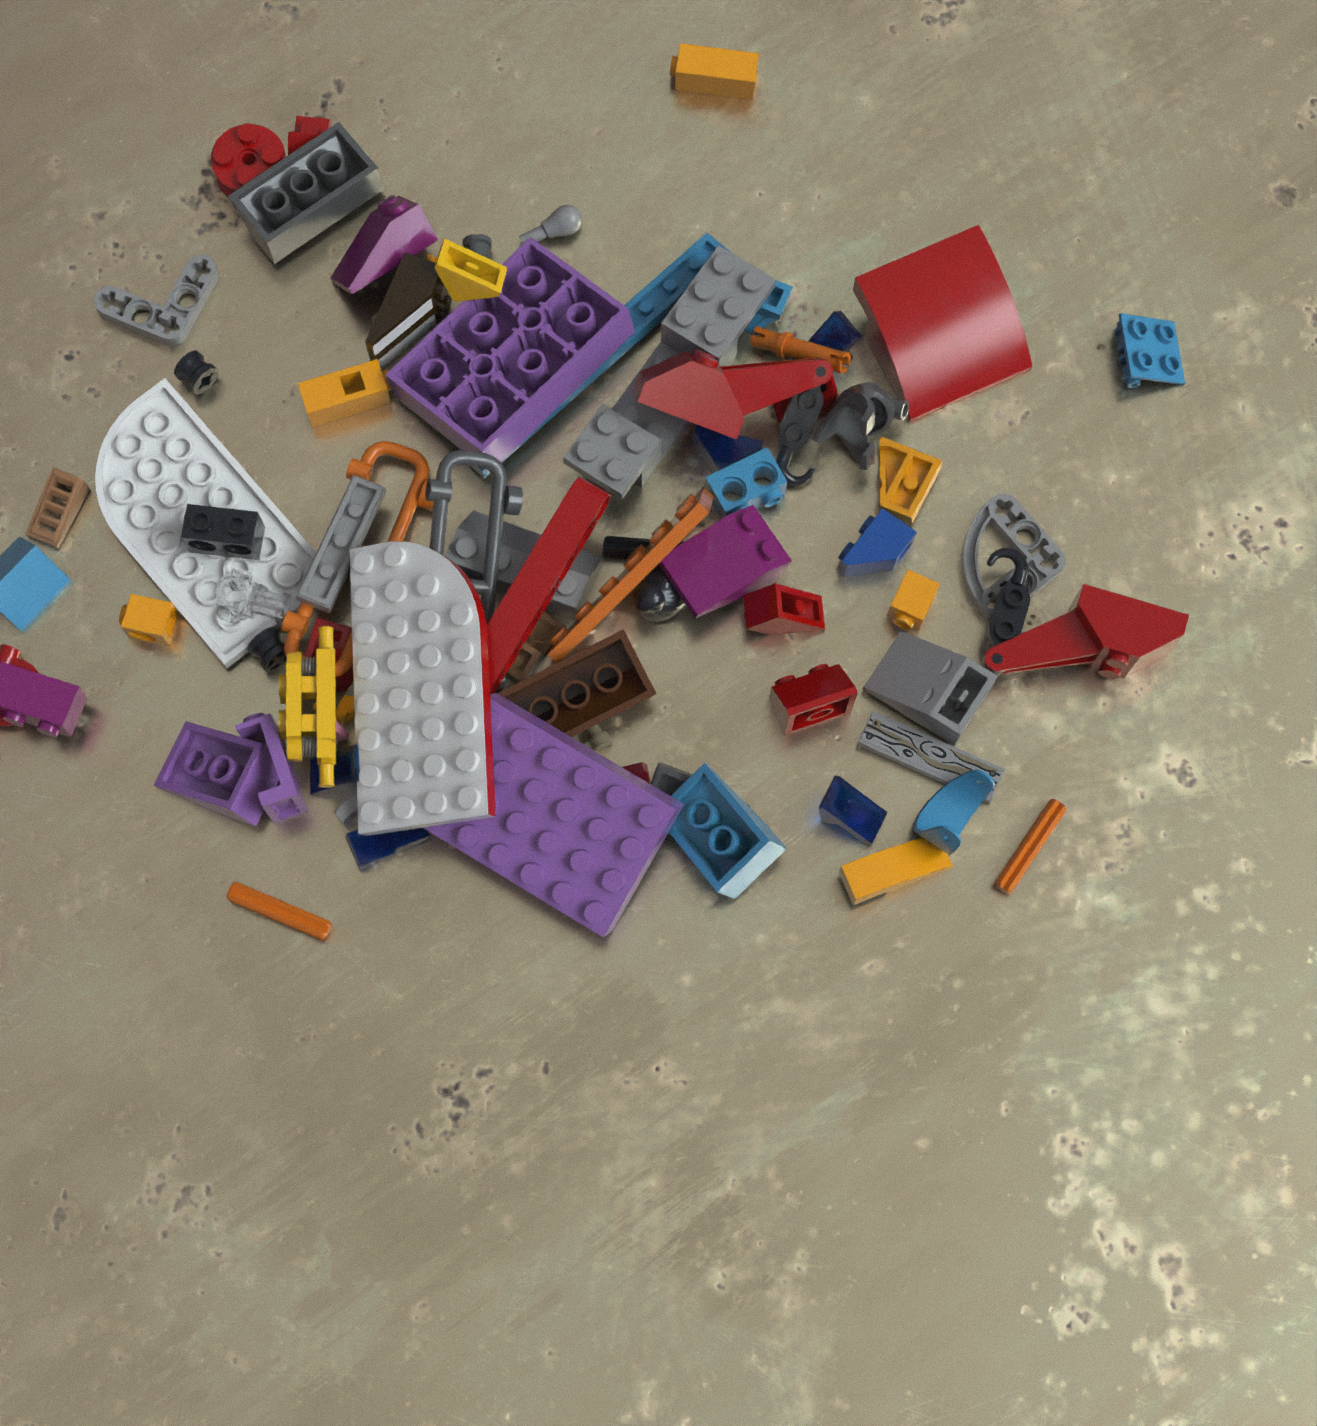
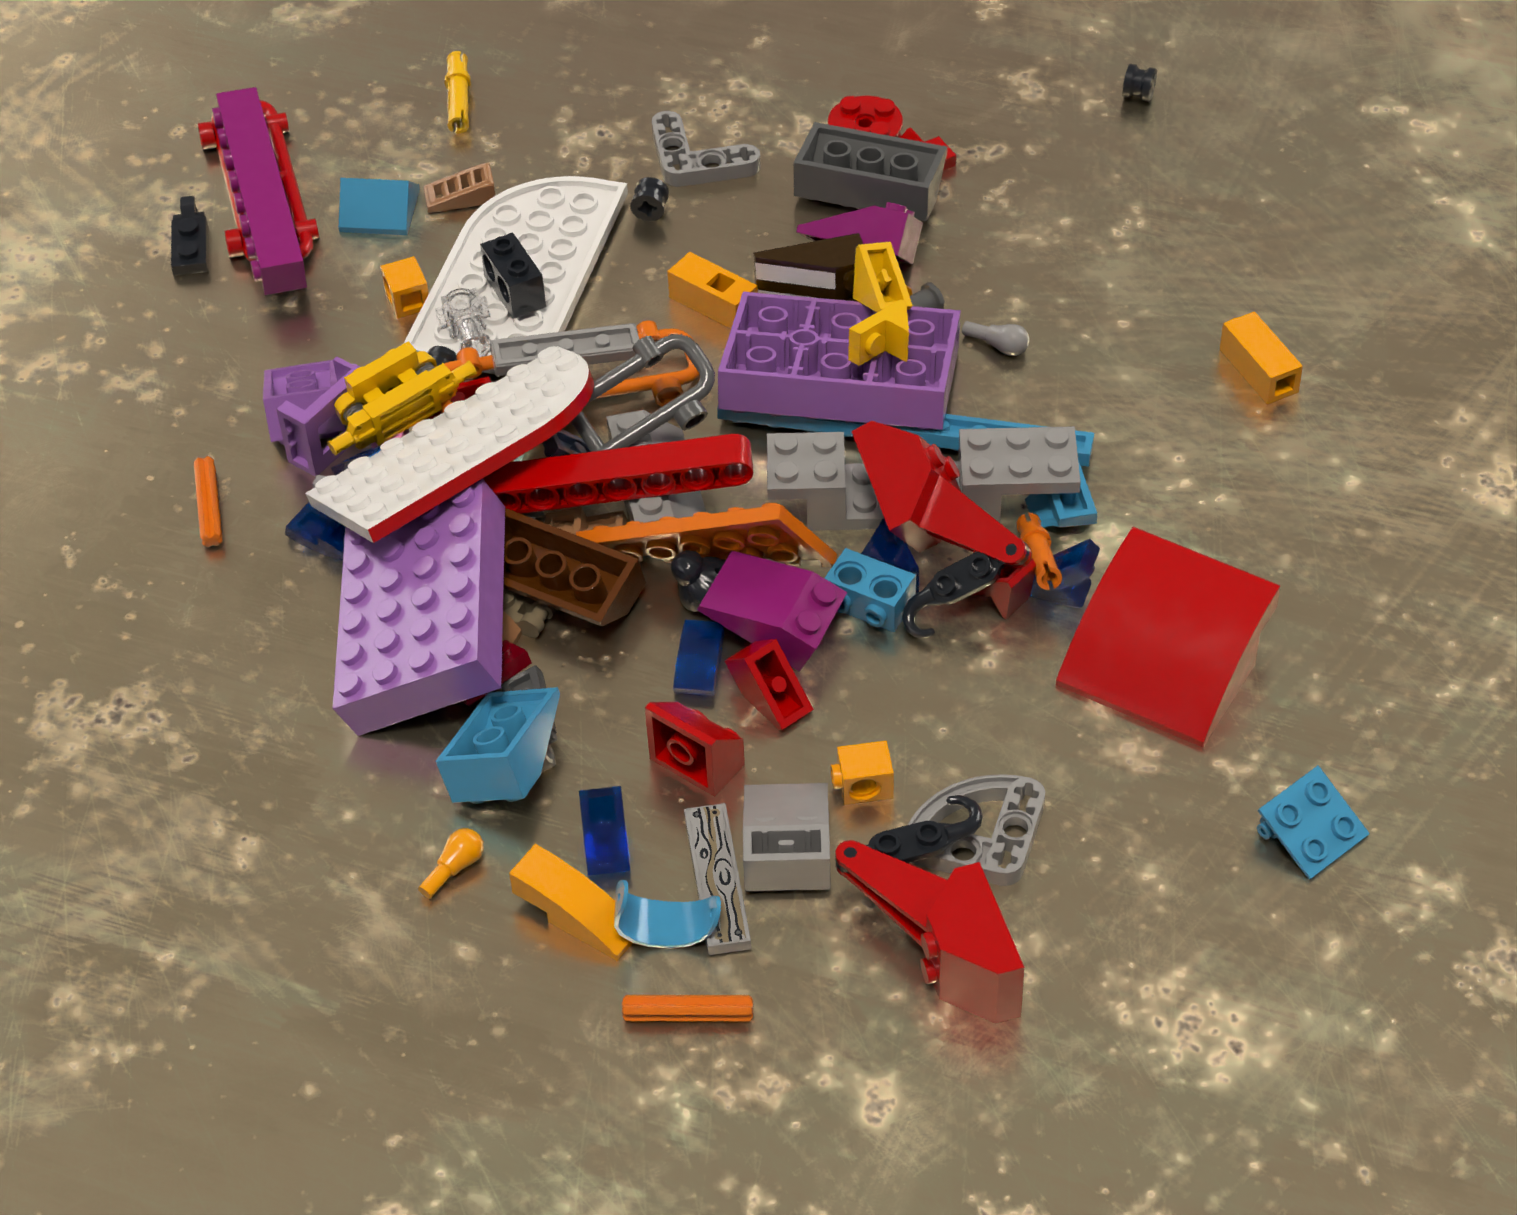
camera: 60 degrees right, 25 degrees down
(541, 305) = (879, 333): none -> yellow slope
(721, 642) = (698, 657): none -> clear blue slope
(788, 920) = (460, 851): none -> light orange piece
(857, 416) = (1015, 628): dark grey piece -> none
(879, 548) = (894, 715): blue slope -> none
(905, 478) = (985, 704): light orange wing -> none

